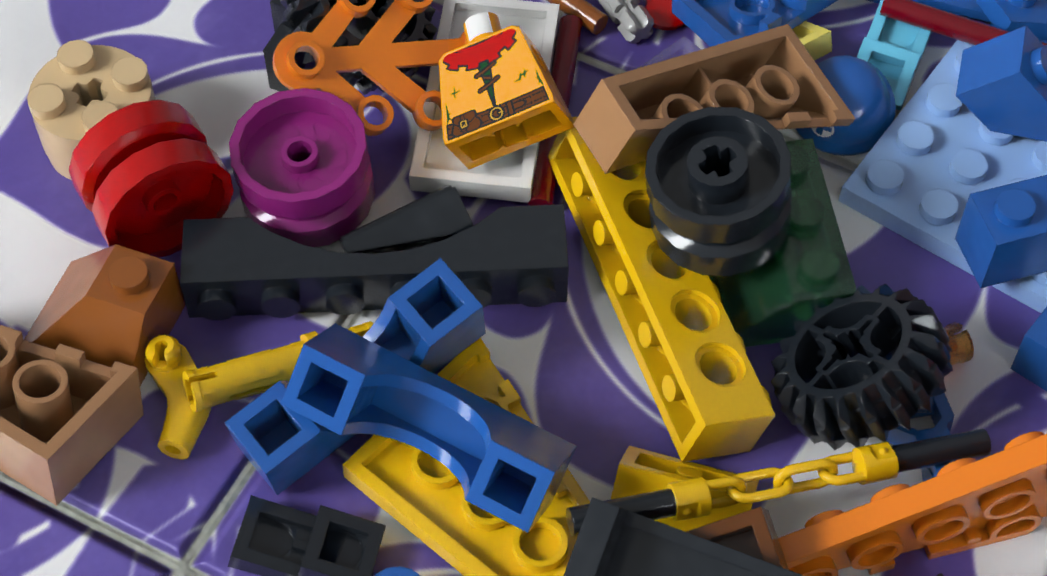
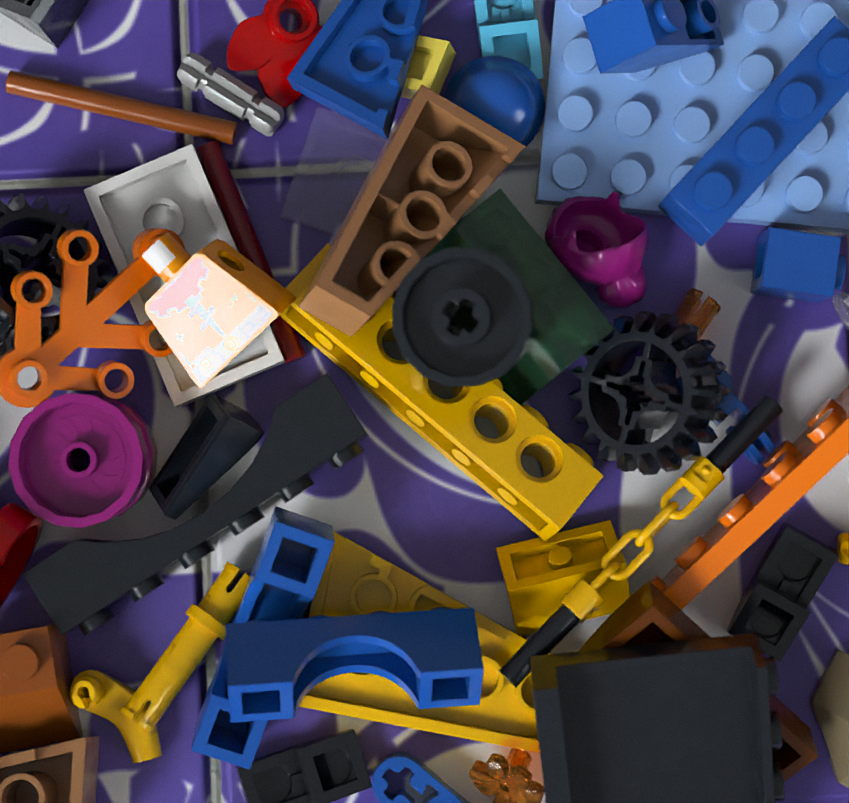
camera: 30 degrees left, 30 degrees up
(883, 241) = (601, 246): none -> magenta piece

